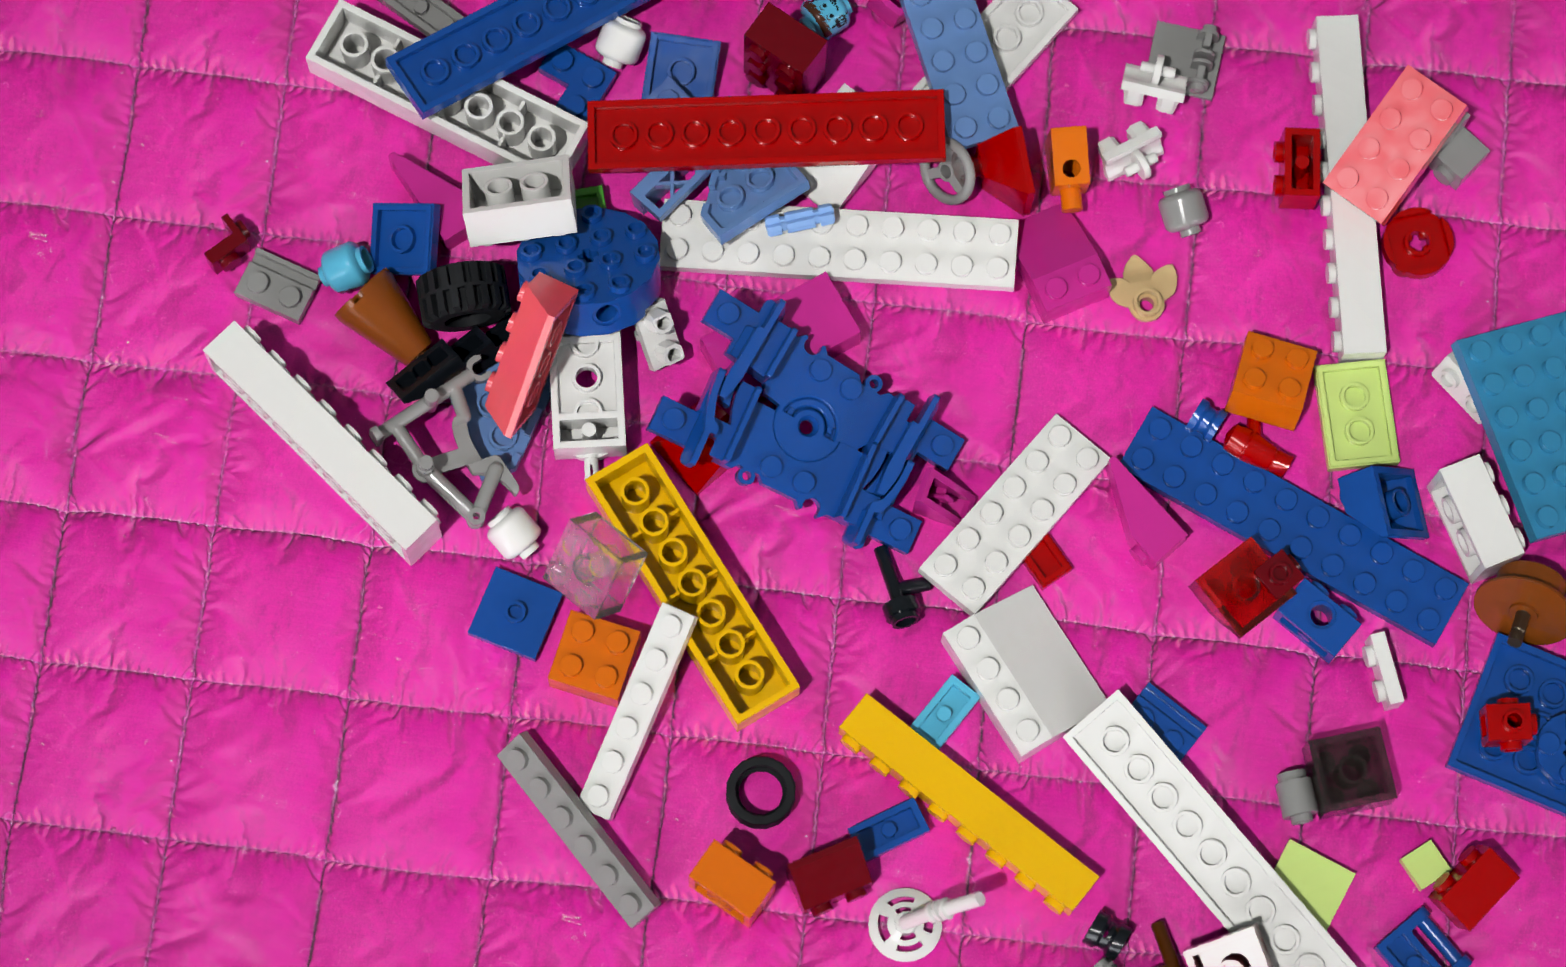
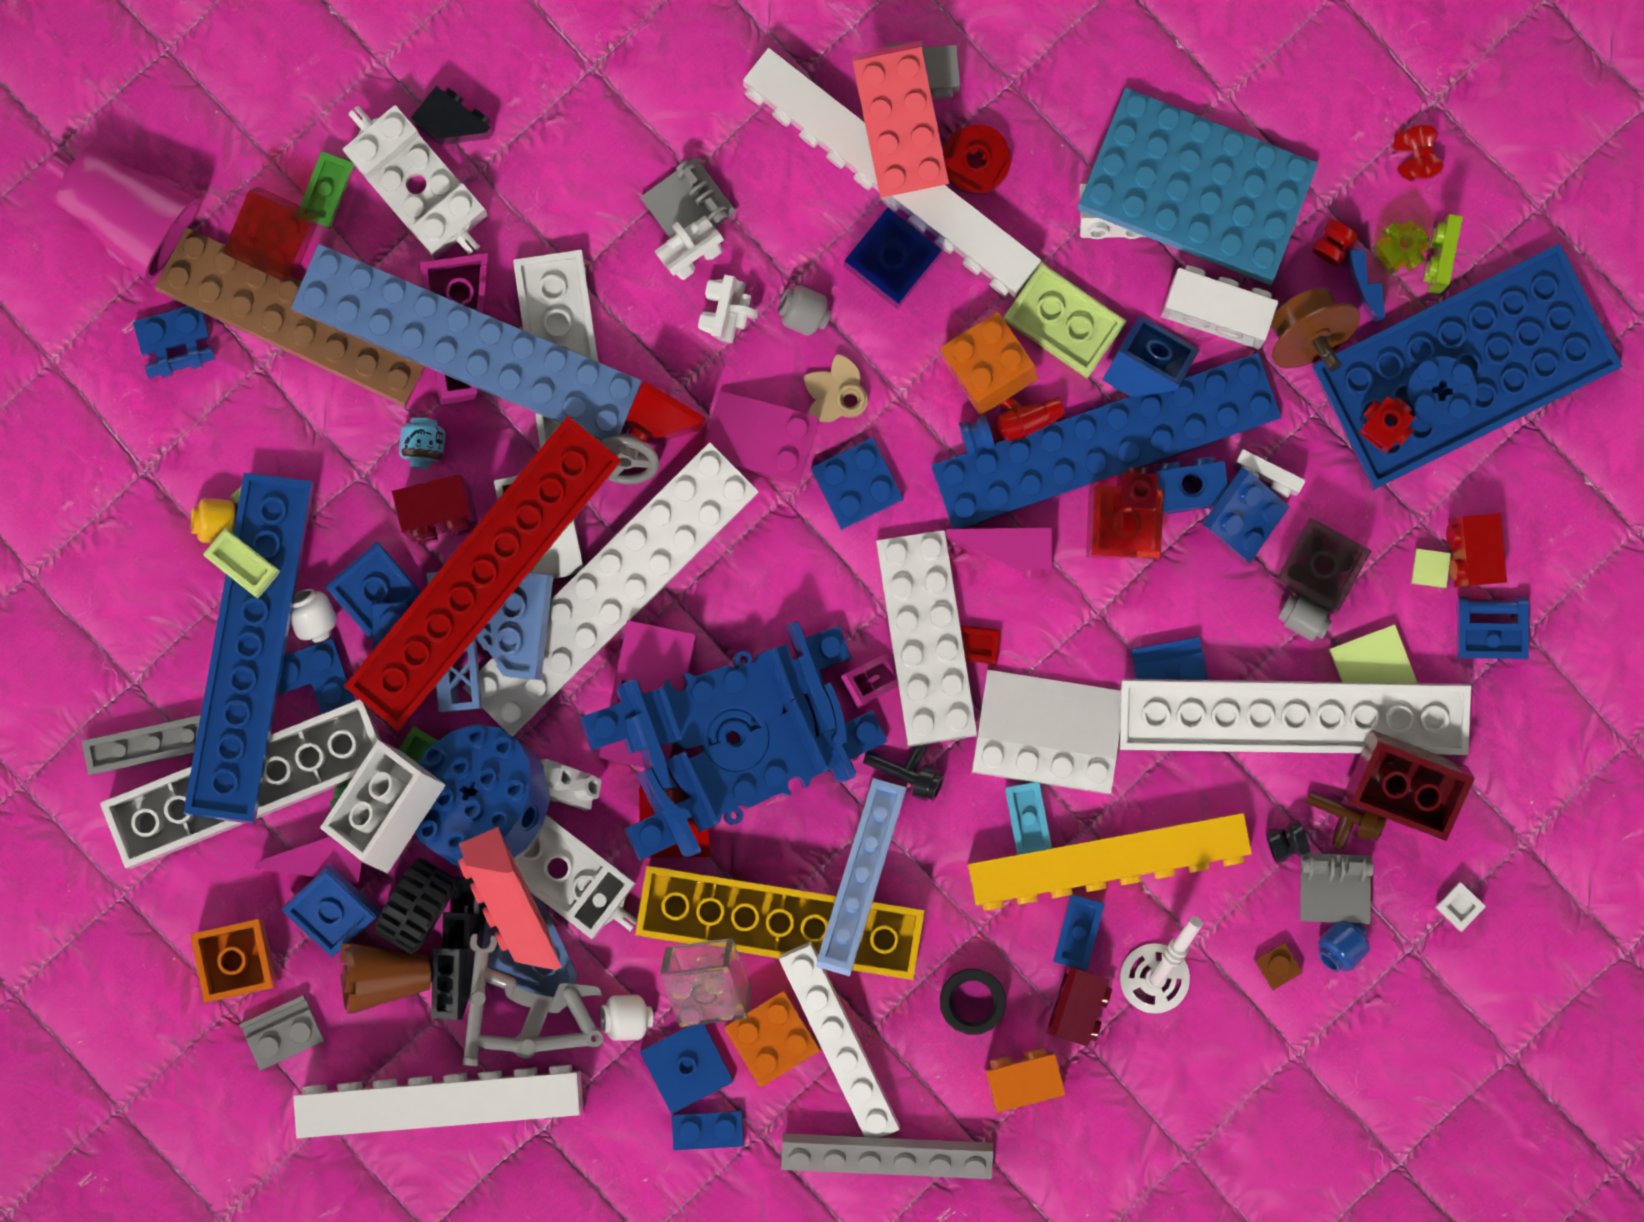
camera: 45 degrees left, 10 degrees up
(228, 252) = (226, 1050): dark red bracket -> none
(303, 199) = (233, 960): none -> orange brick
(345, 267) = (314, 972): medium azure head -> none
(478, 672) = (707, 1130): none -> blue plate
(782, 614) = (861, 877): none -> light blue plate
(800, 220) = (570, 605): light blue axle -> none
(1068, 152) = (688, 357): orange torso -> none
(1086, 363) = (857, 484): none -> blue plate
(1284, 240) = (892, 258): none -> clear blue brick
(1298, 168) = (847, 197): red brick -> none
(1334, 679) = (1245, 515): none -> blue plate

